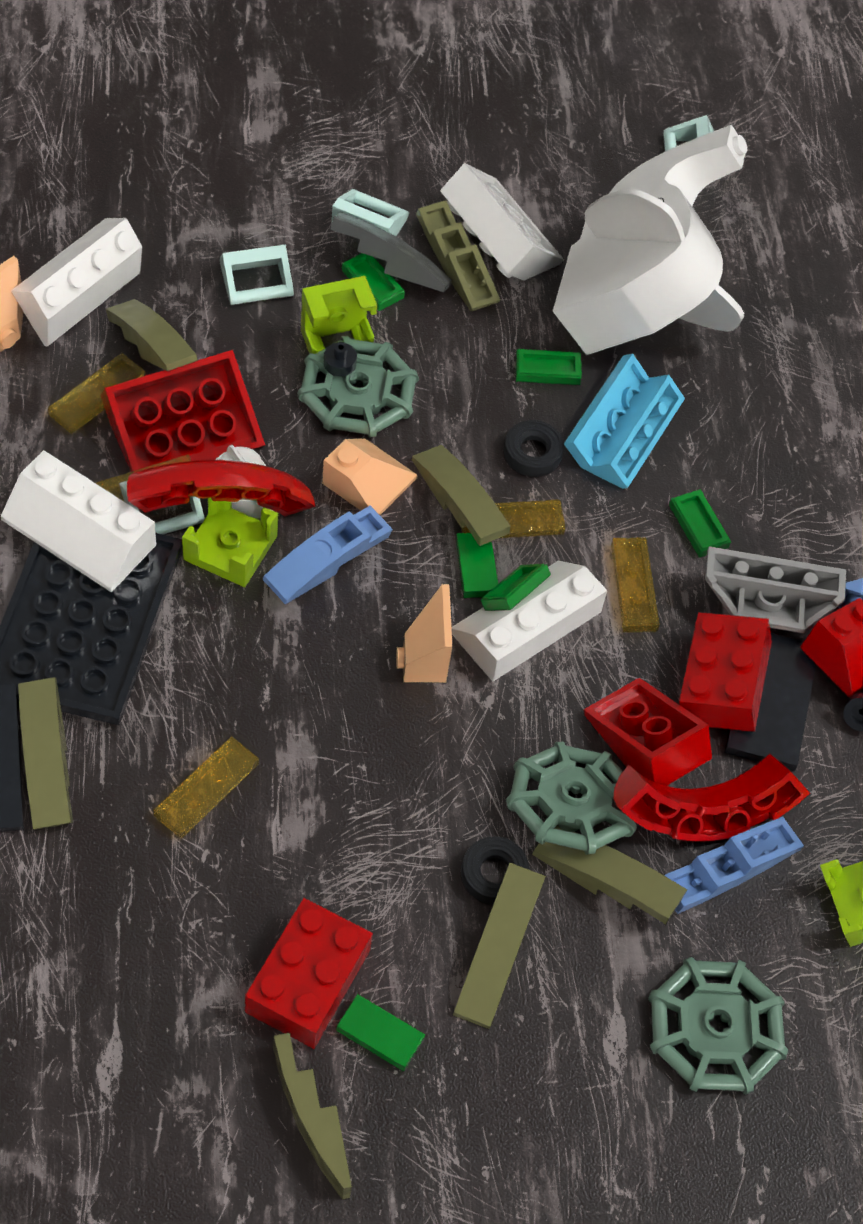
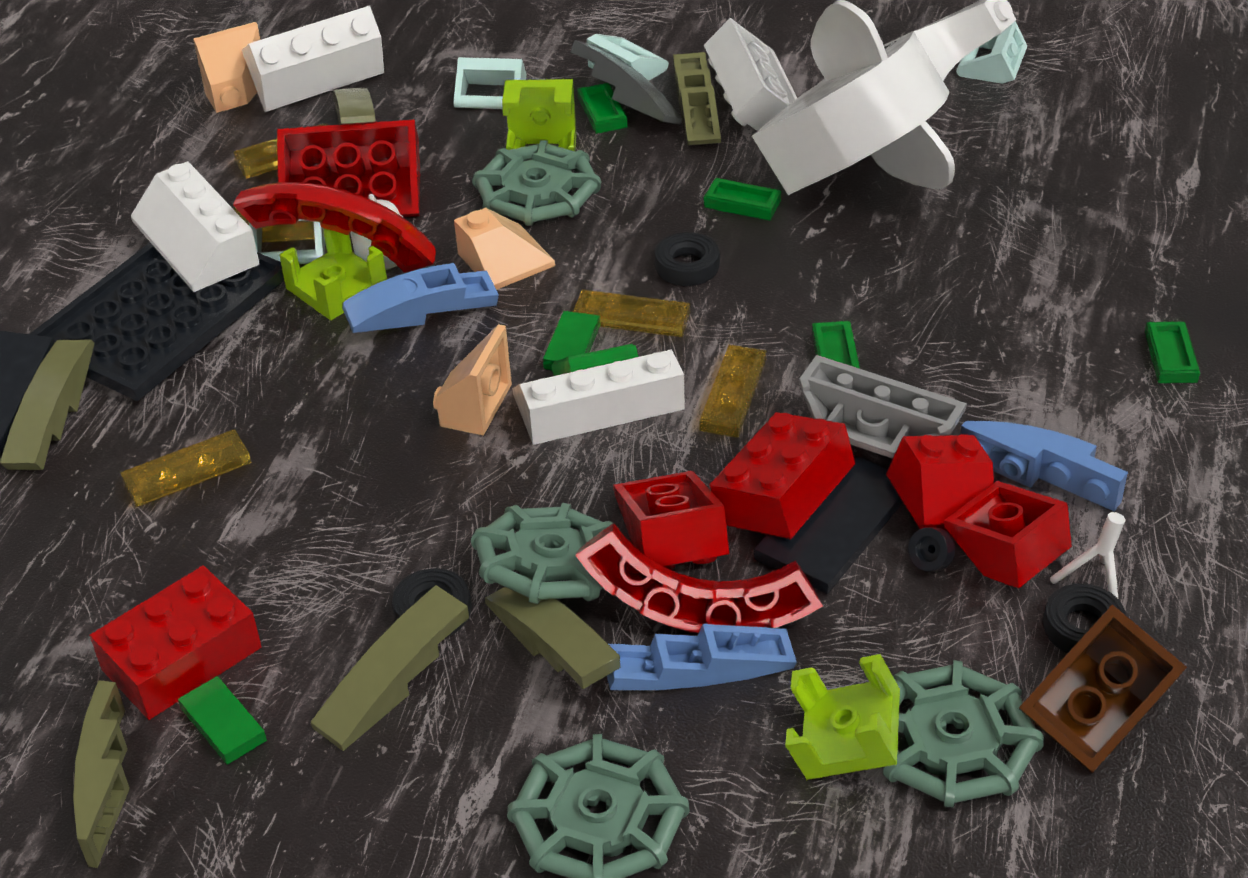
camera: 30 degrees right, 15 degrees down
(340, 359) = (524, 151): black tile -> none
(462, 494) = (585, 280): olive slope -> none
(624, 422) = (795, 252): medium azure slope -> none

